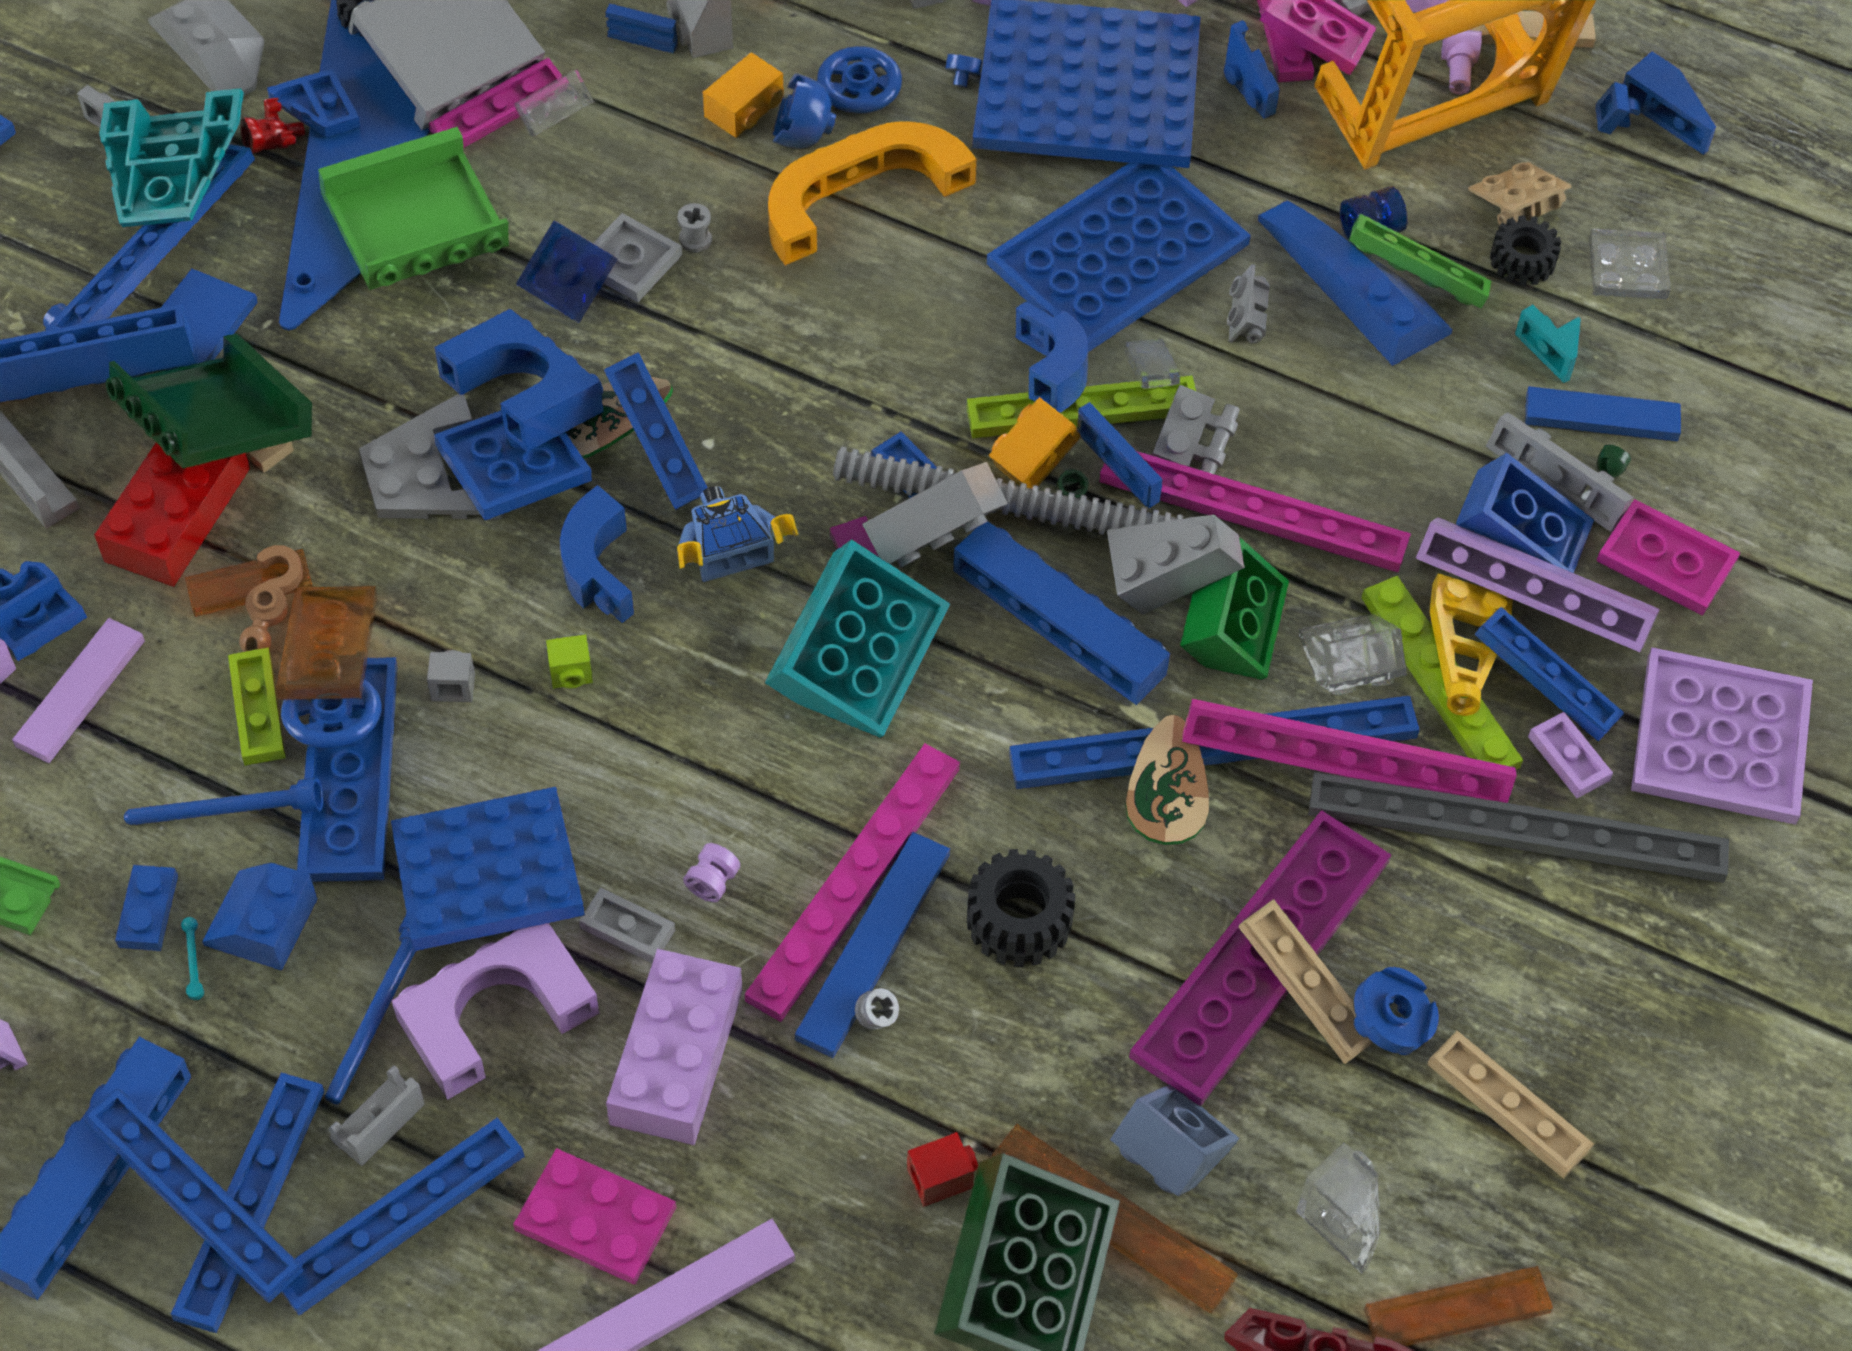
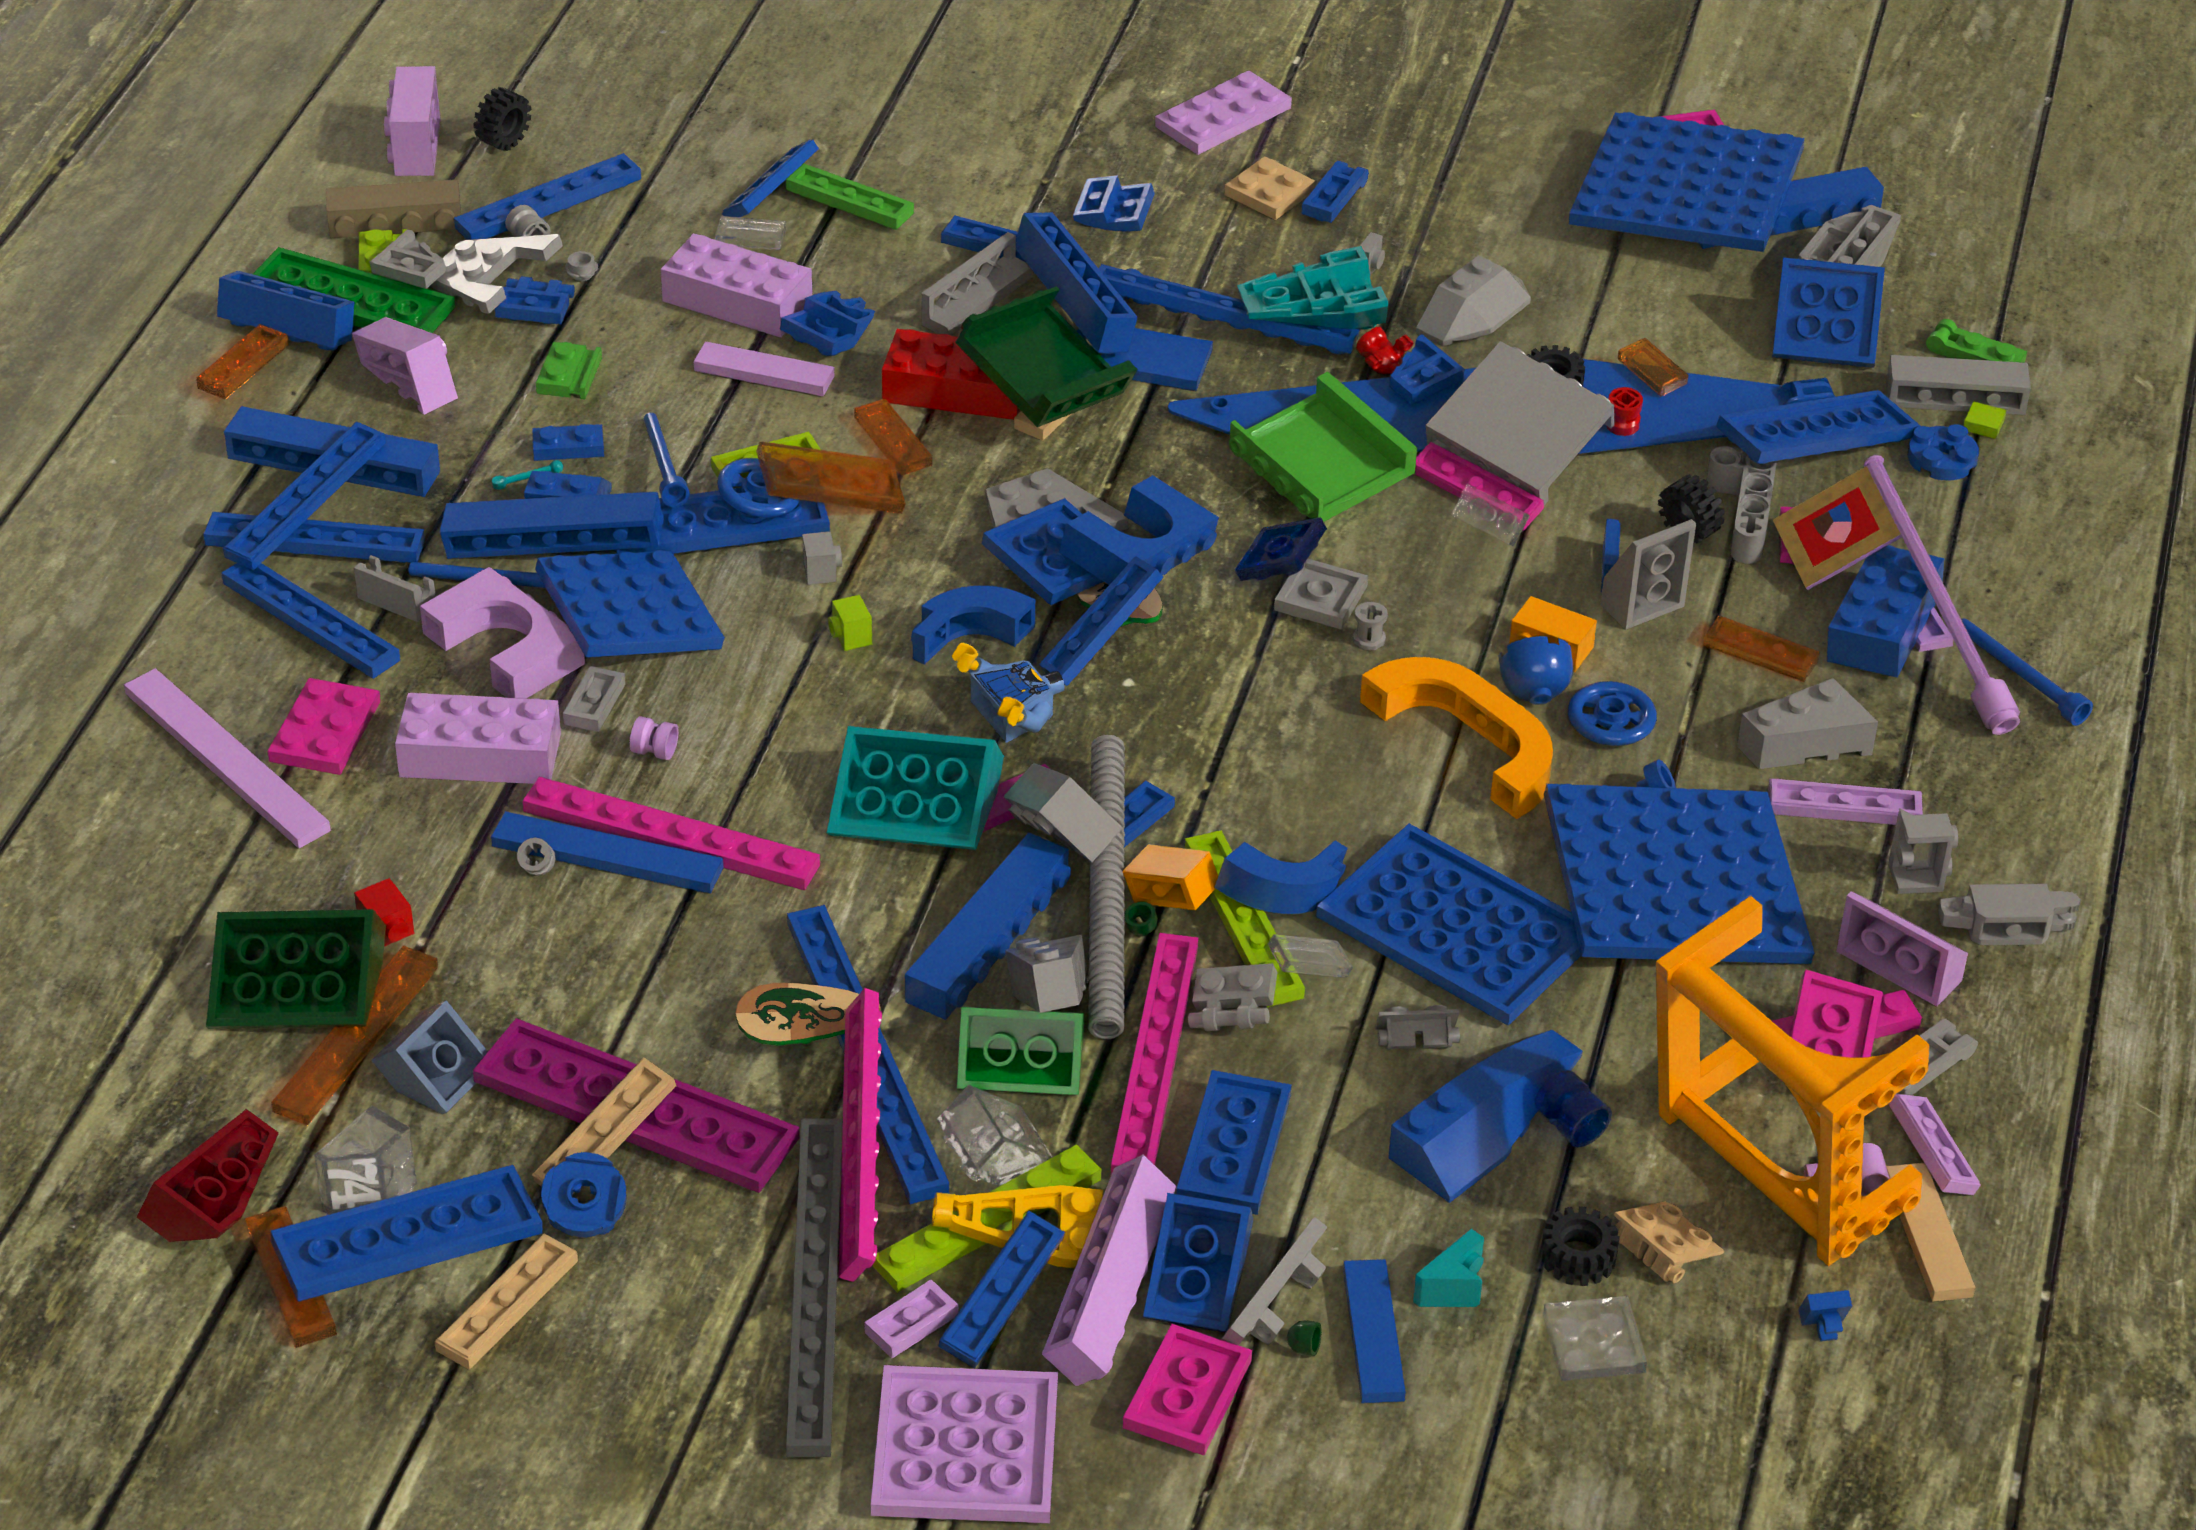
camera: 80 degrees right, 15 degrees down
(267, 601) = (873, 443): medium nougat piece -> none
(328, 930) = (552, 525): none -> blue brick
(1020, 878) = (649, 928): black tyre -> none
(1119, 455) = (1170, 929): blue tile -> none
(1250, 73) = (1746, 977): blue wing -> none
(1374, 468) = (1234, 1140): none -> blue plate
(1421, 261) = (1515, 1144): bright green plate -> none
(1429, 1185) = (405, 1232): none -> blue plate
(1670, 101) = (1864, 1359): blue slope -> none

